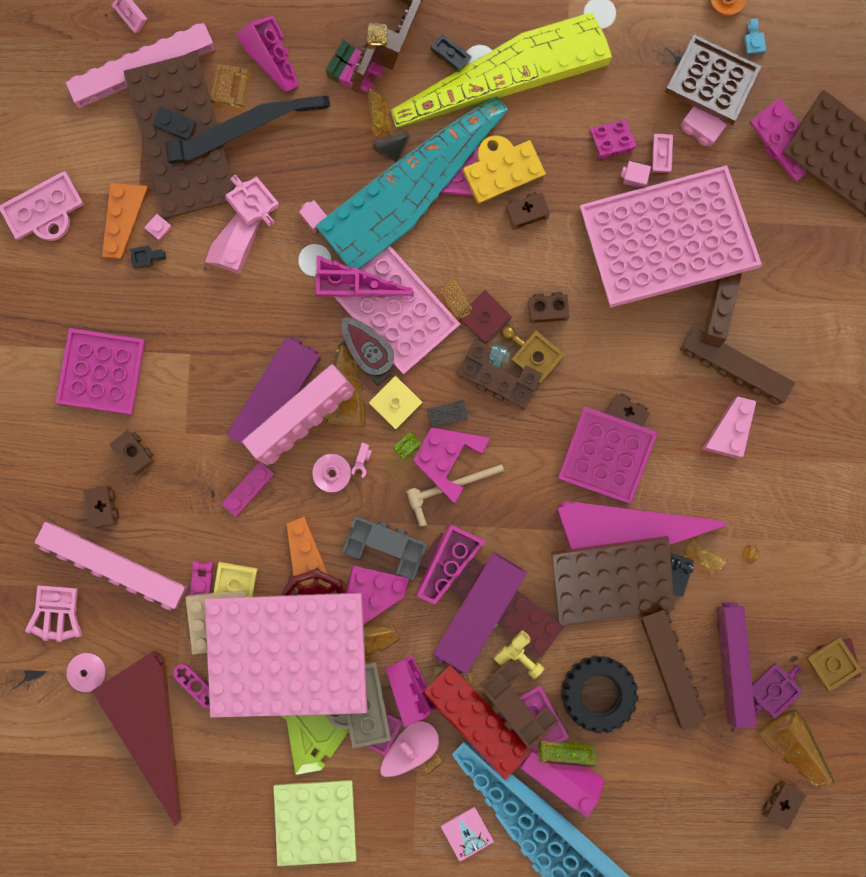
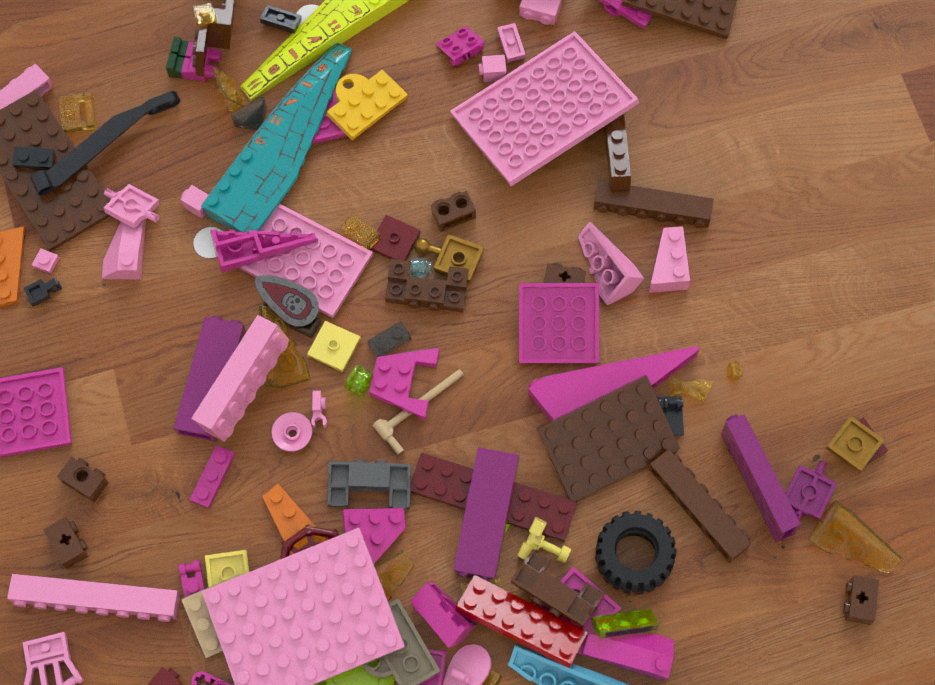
camera: 15 degrees left, 15 degrees down
(264, 44) = (98, 64): dark pink wedge -> none
(448, 561) = (438, 466): dark pink wedge -> none
(520, 218) = (401, 131): reddish brown brick -> none
(674, 415) = (610, 267): none -> bright pink wedge

